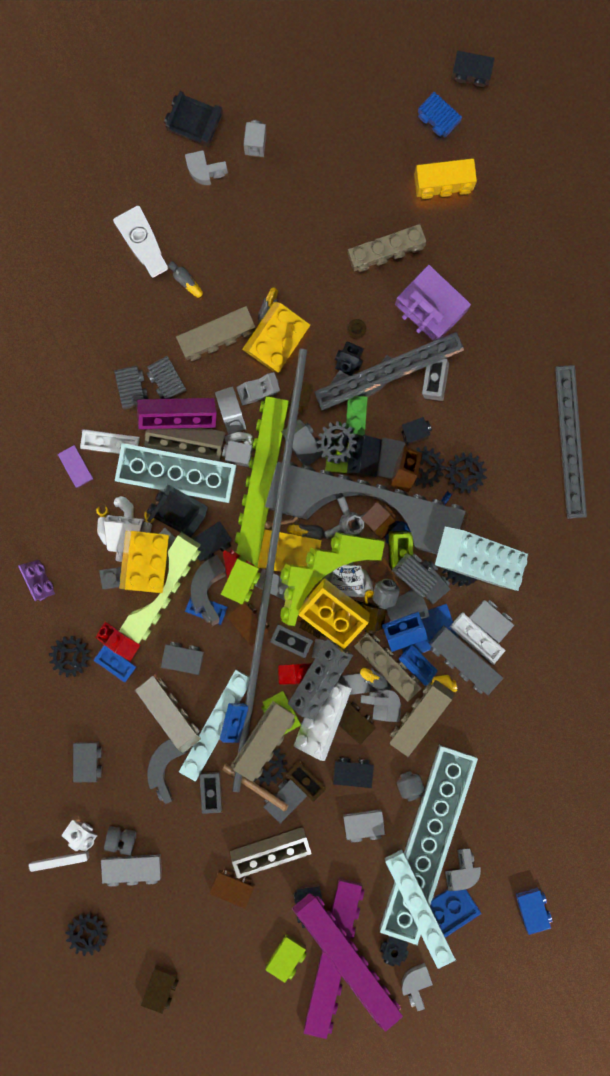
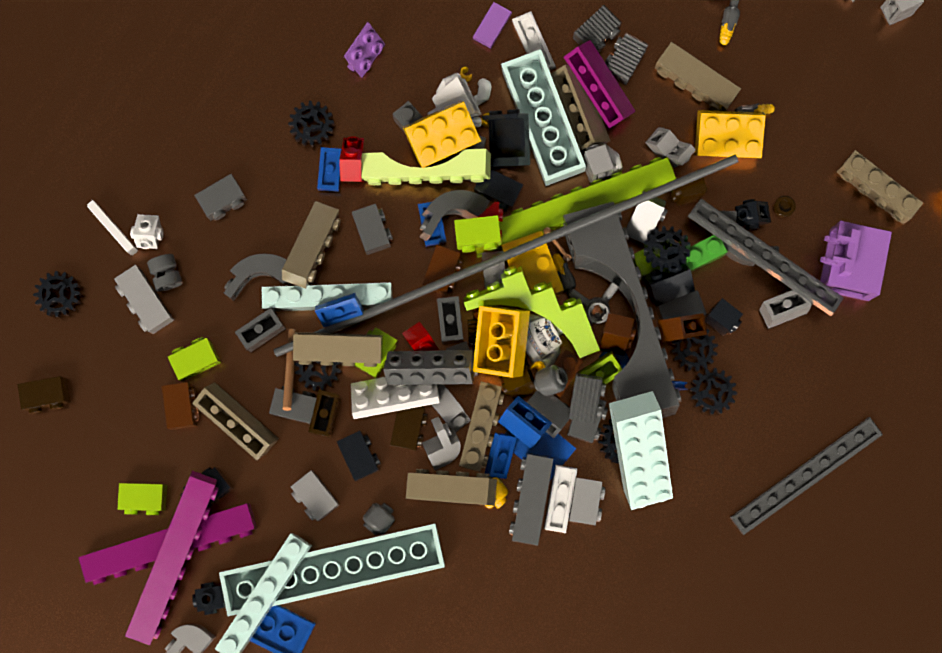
camera: 60 degrees right, 5 degrees down
(202, 856) = (193, 359): none -> lime brick
(230, 410) = (633, 133): light grey brick -> none
(375, 679) = (461, 420): piece -> none
(466, 875) = (322, 625): light grey brick -> none

